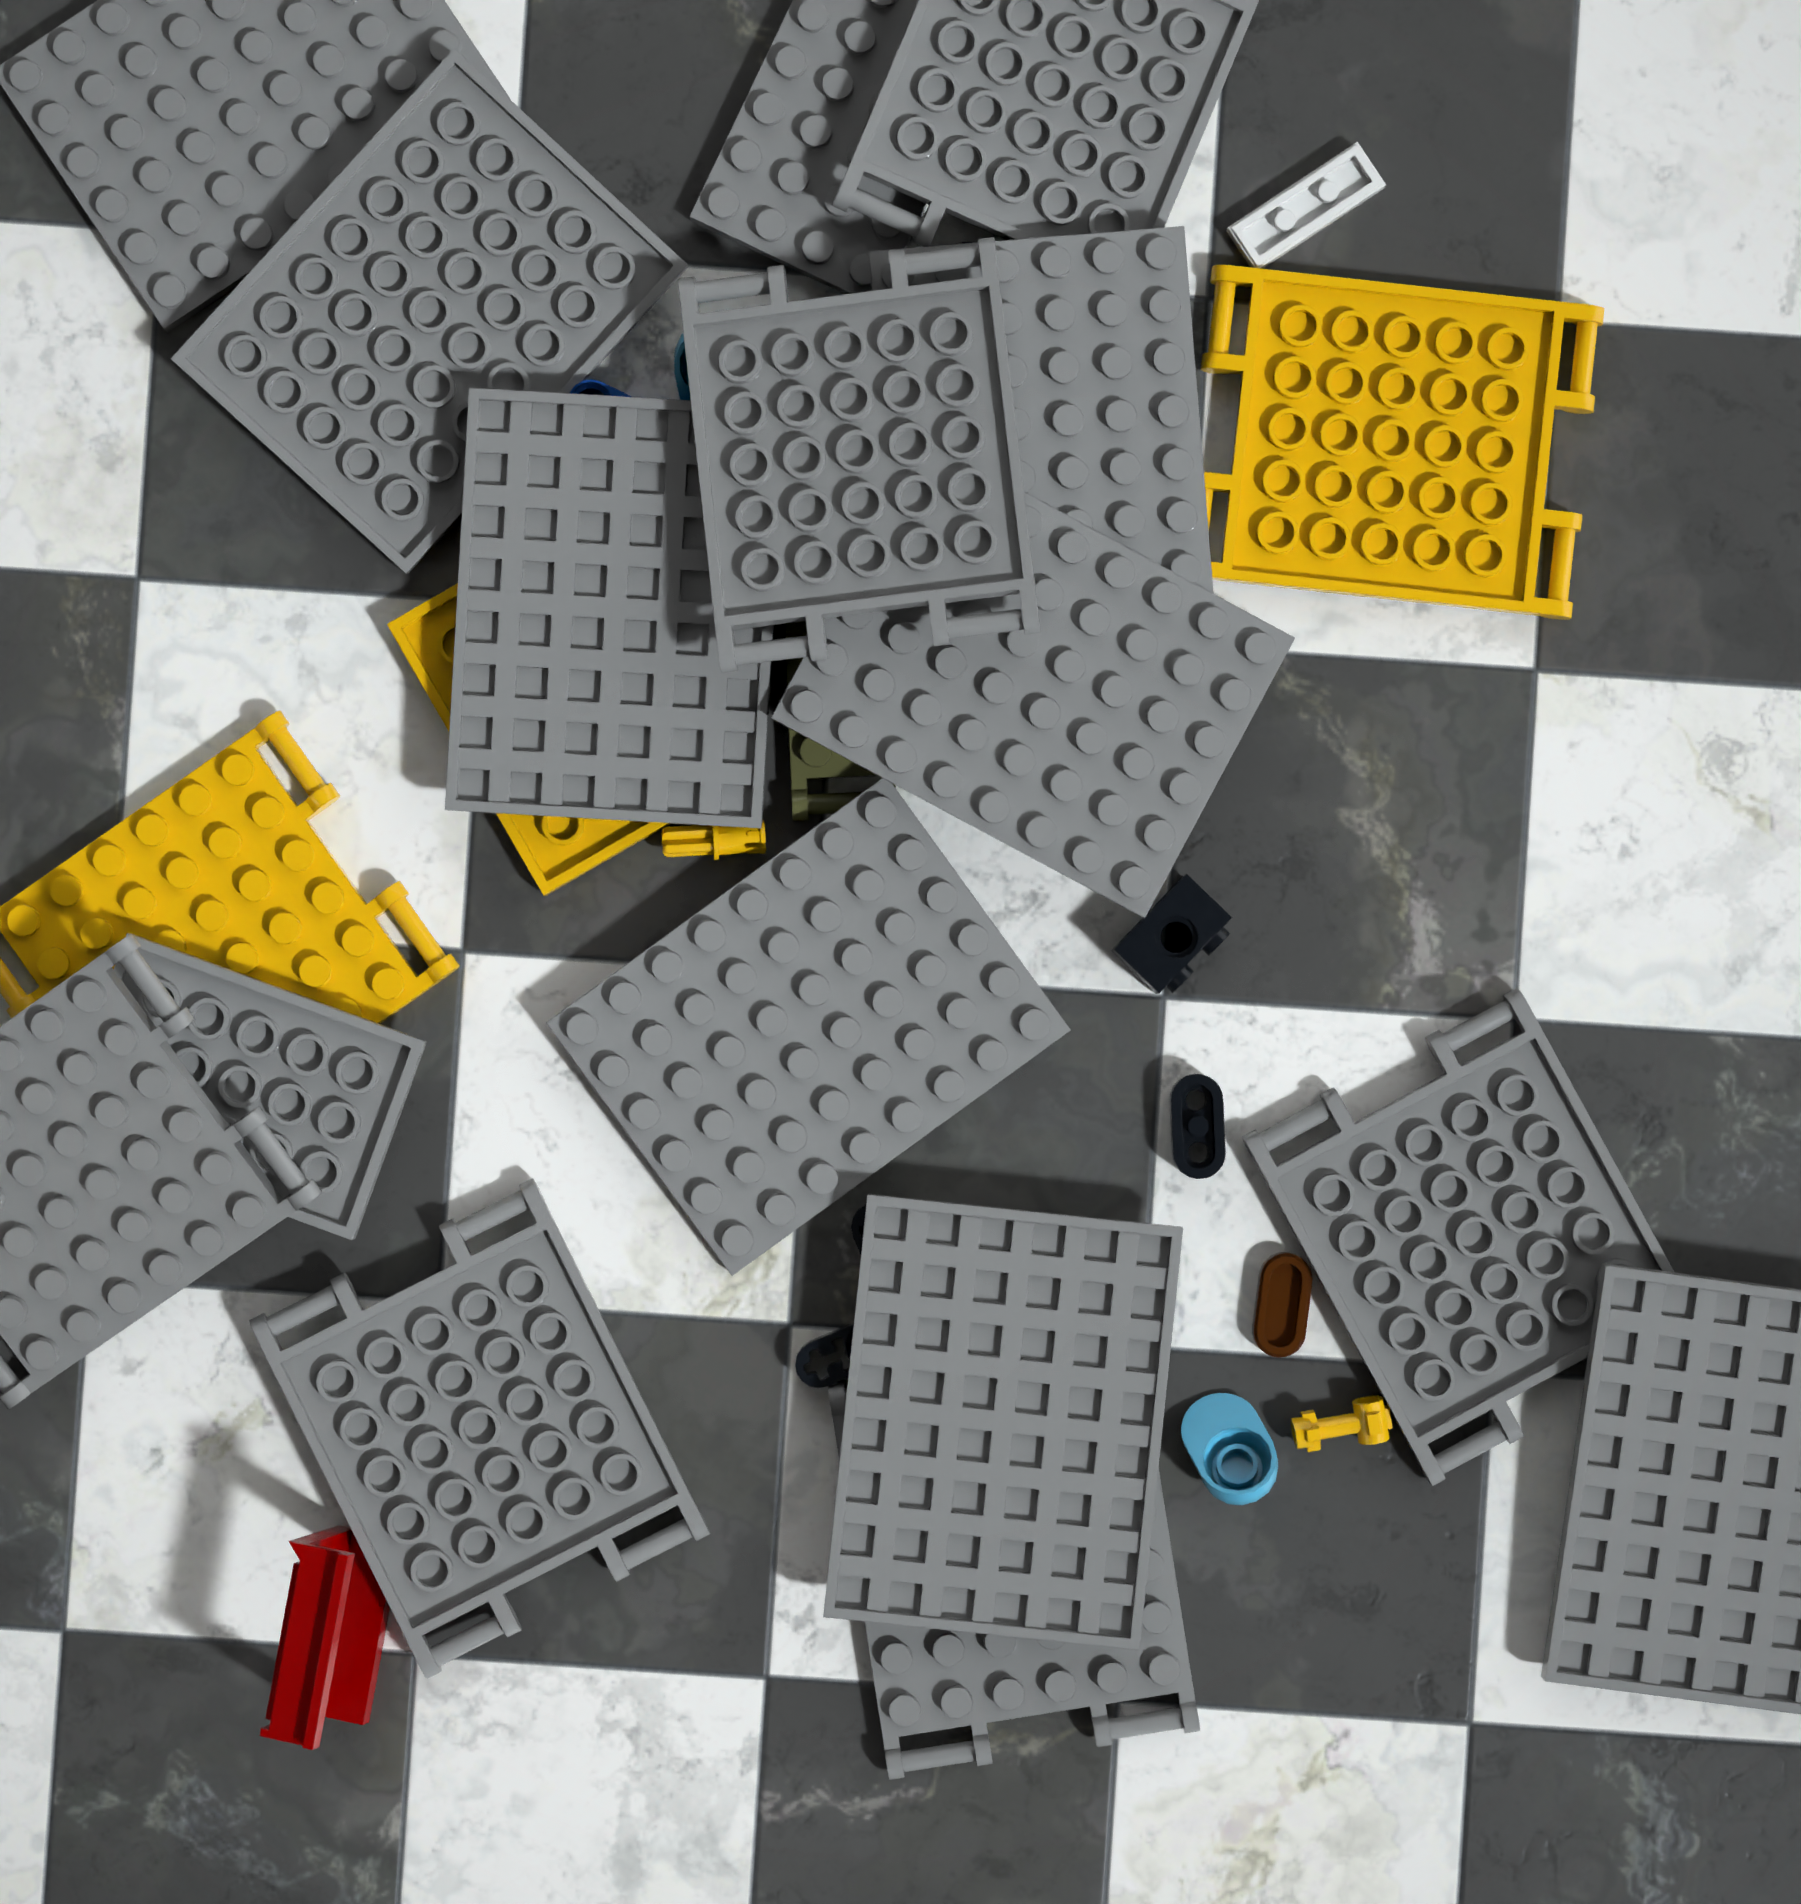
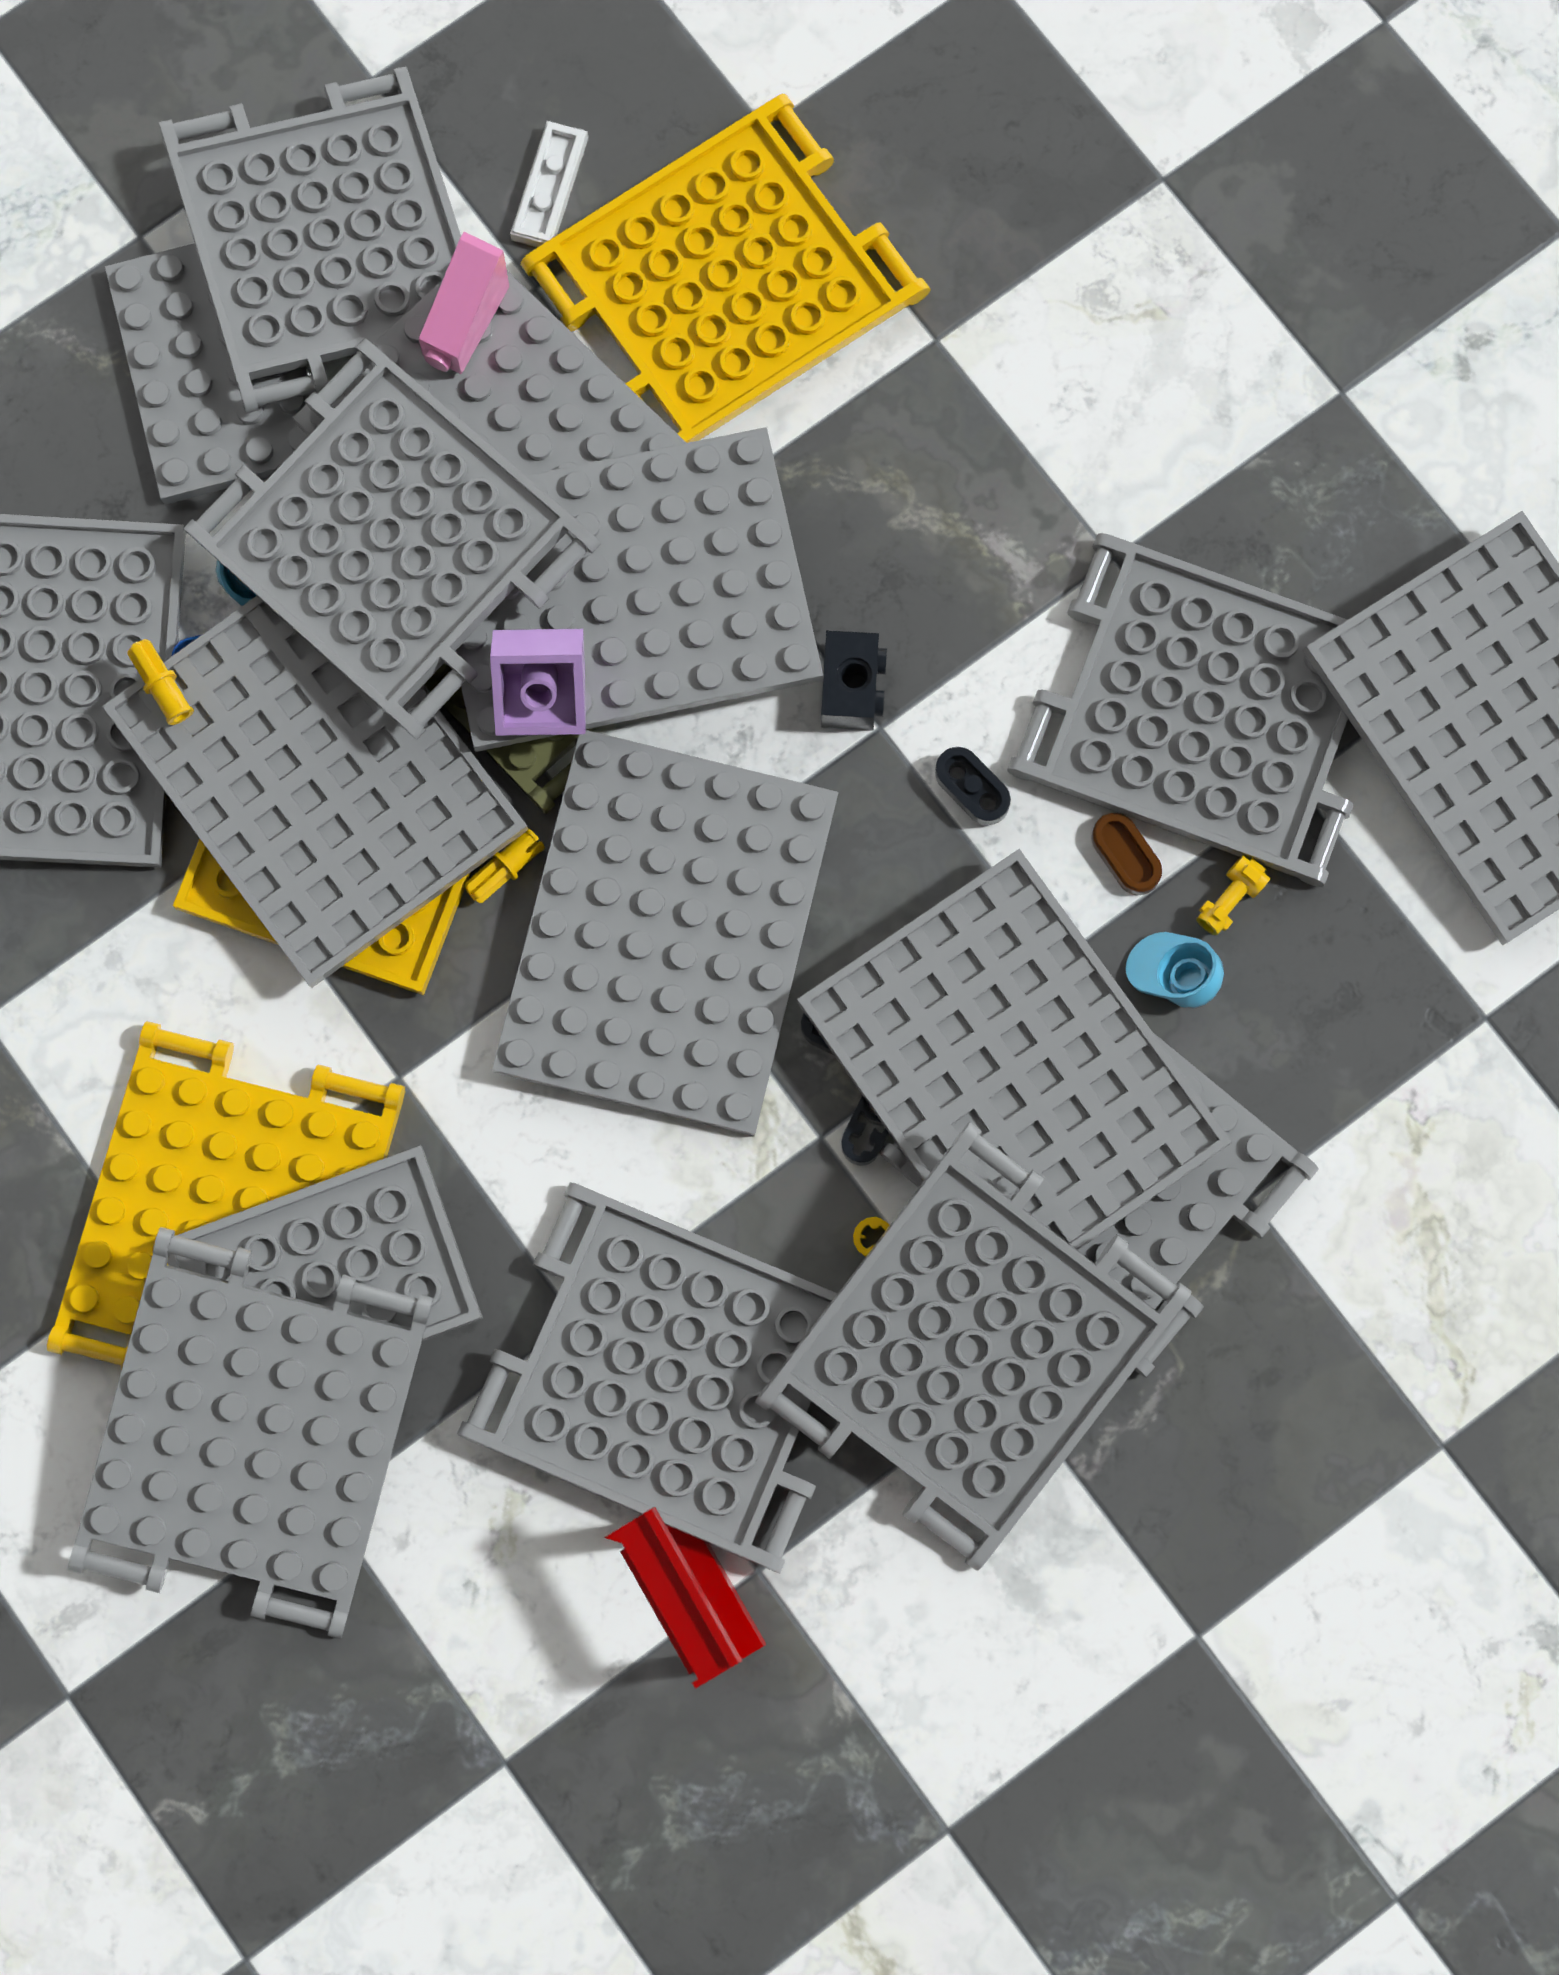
camera: 35 degrees left, 10 degrees down
(537, 412) = (159, 682): none -> yellow axle
(747, 1466) = (875, 1223): none -> yellow bush
(757, 1634) = (973, 1347): none -> light grey plate
(877, 712) = (538, 682): none -> lavender slope
(1110, 286) = (464, 304): none -> bright pink slope

